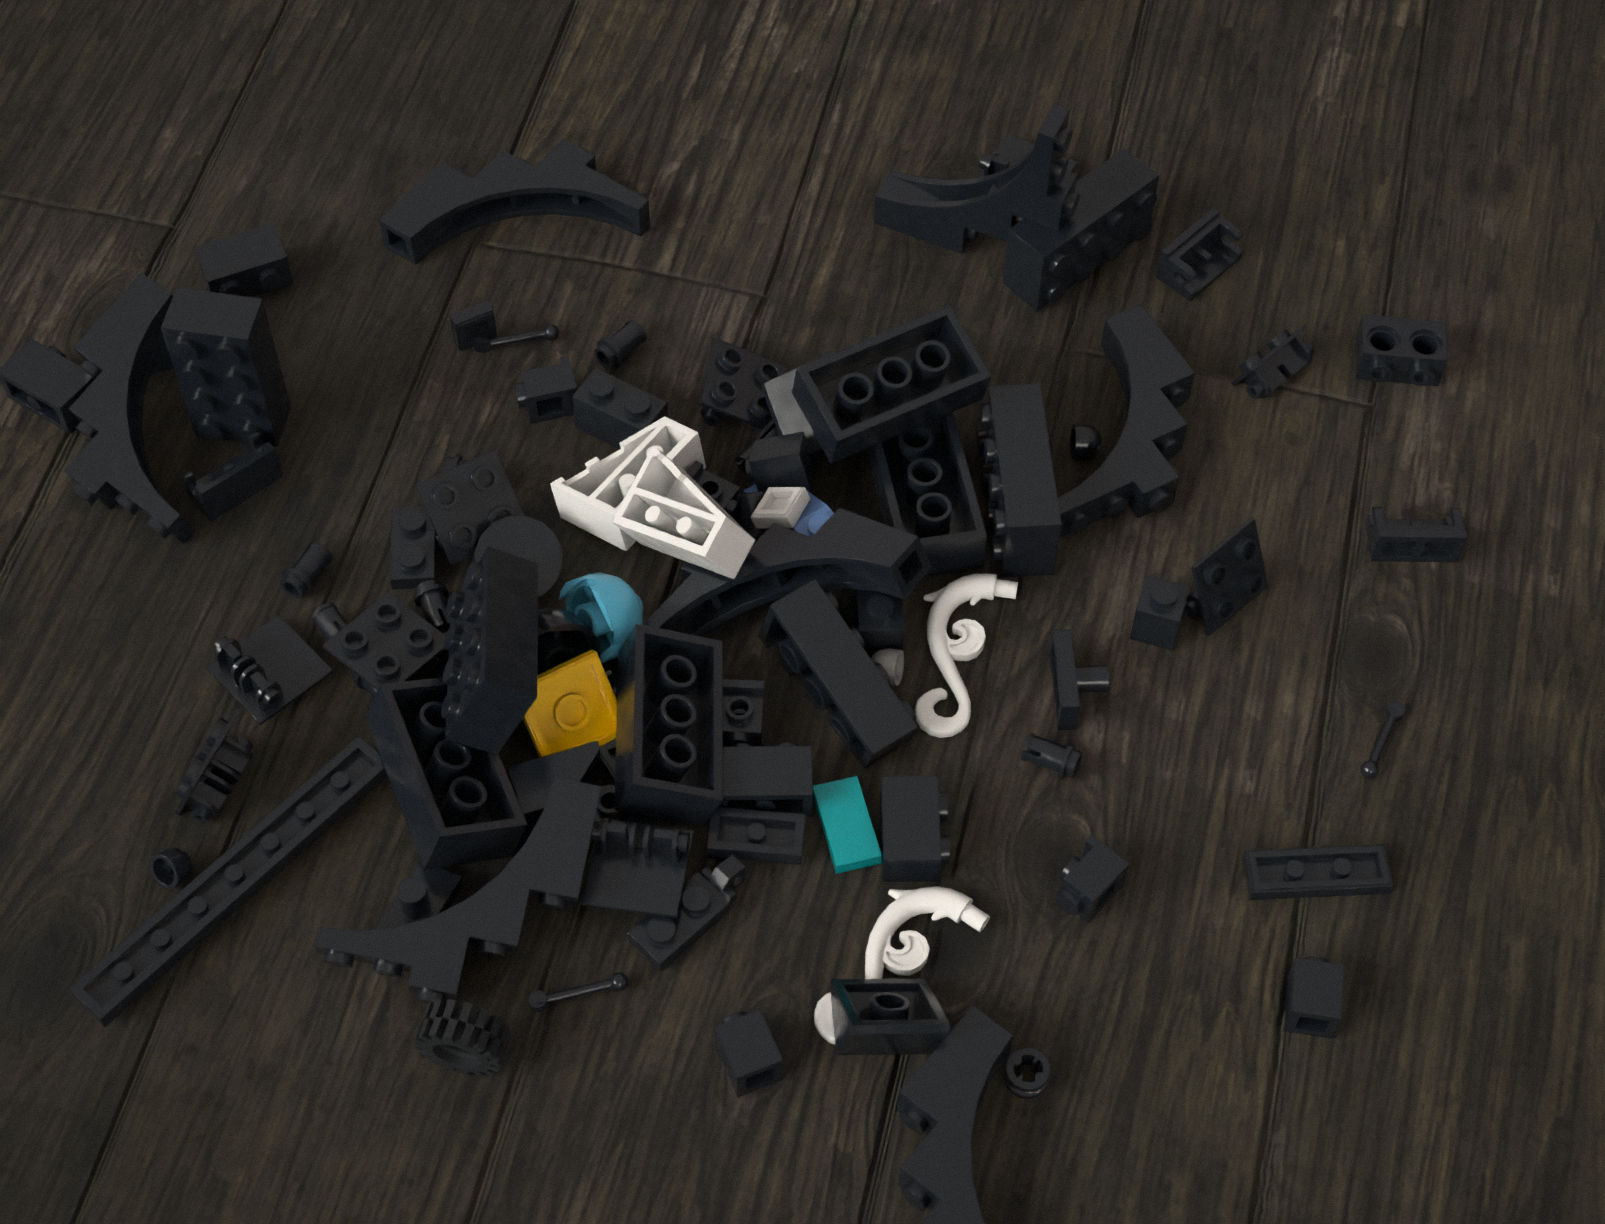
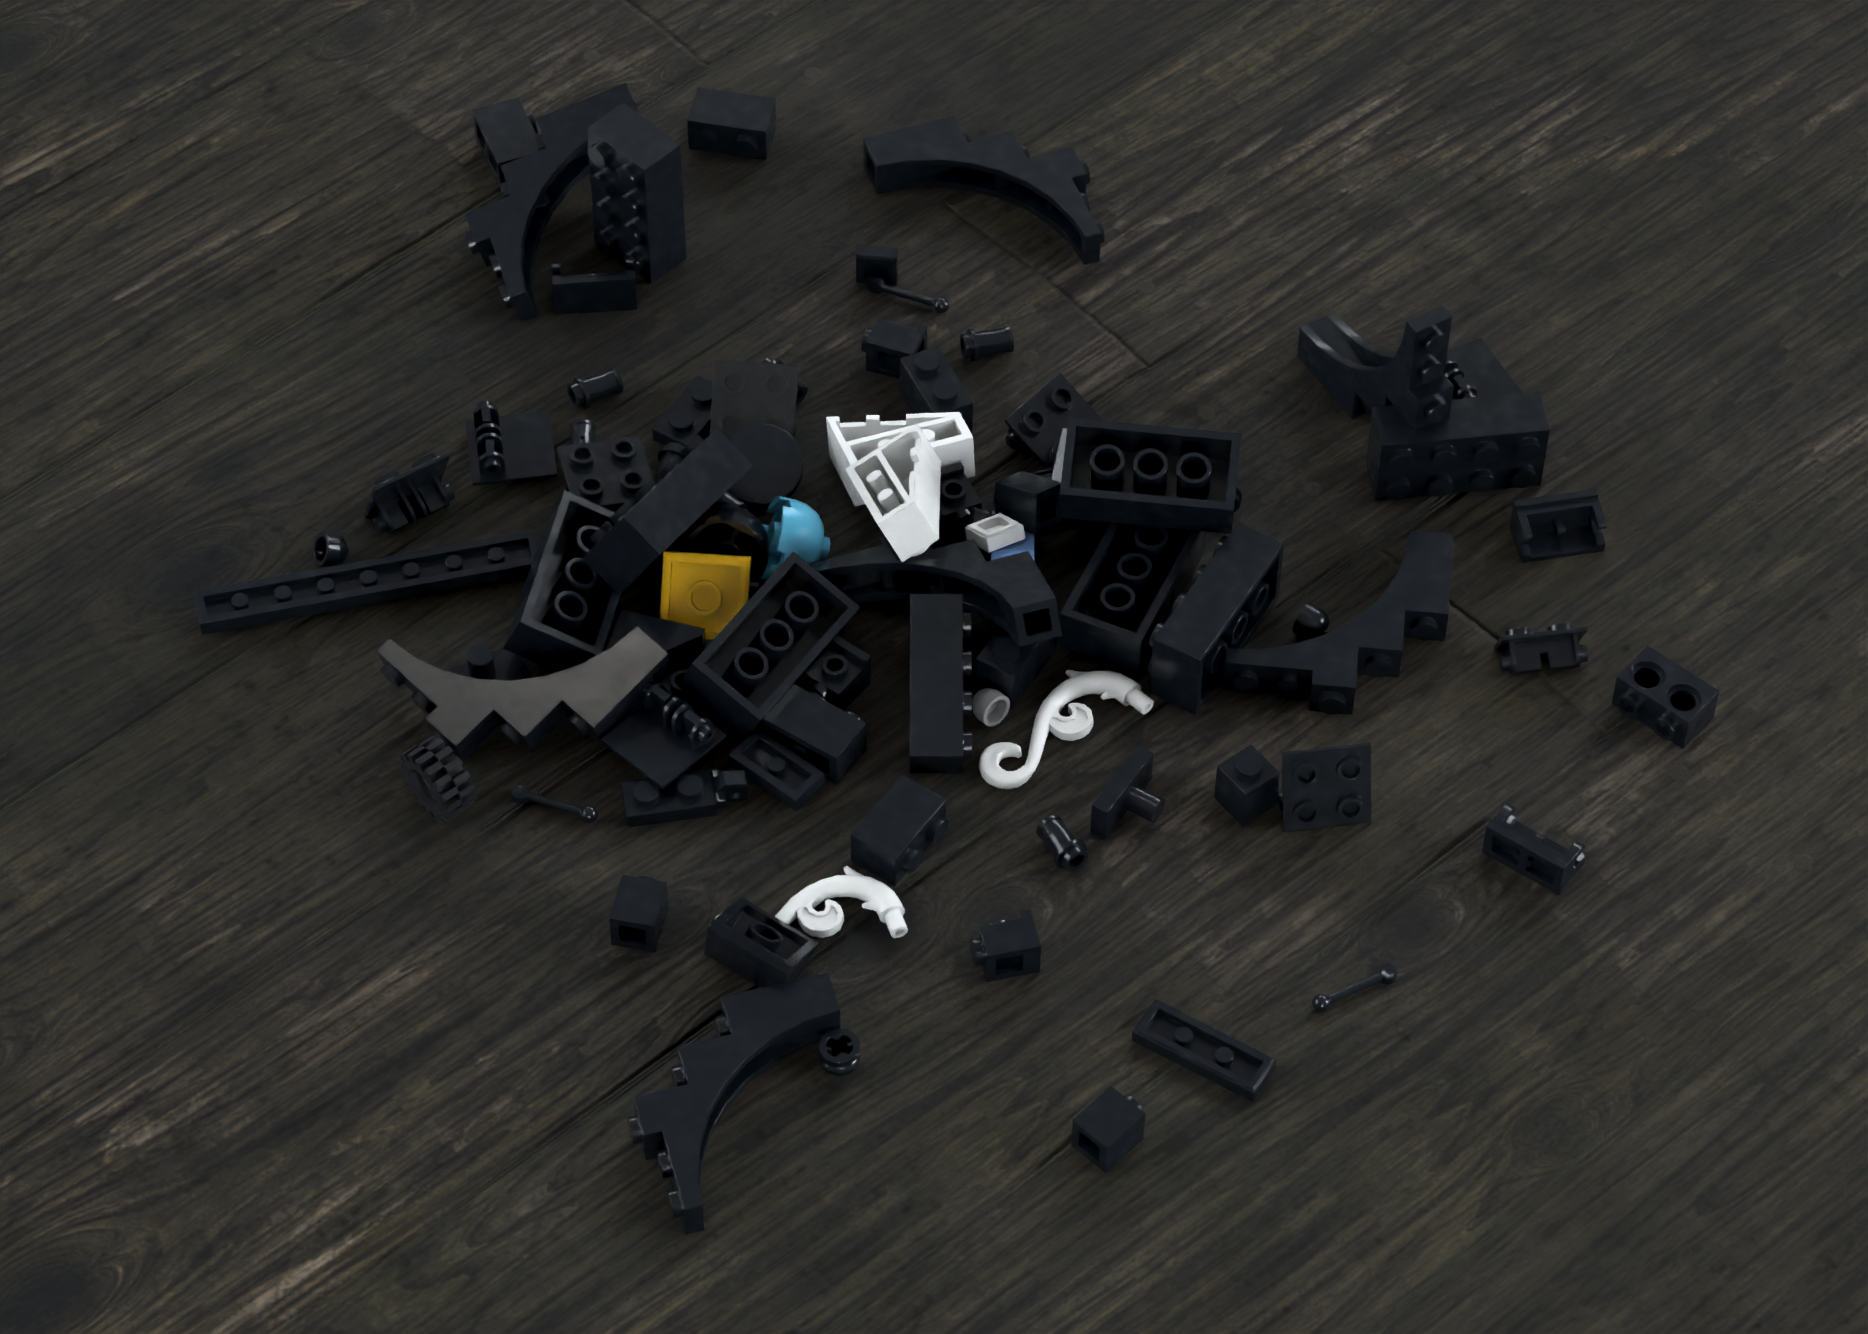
camera: 35 degrees right, 5 degrees down
(846, 824) = (854, 799): teal tile -> none

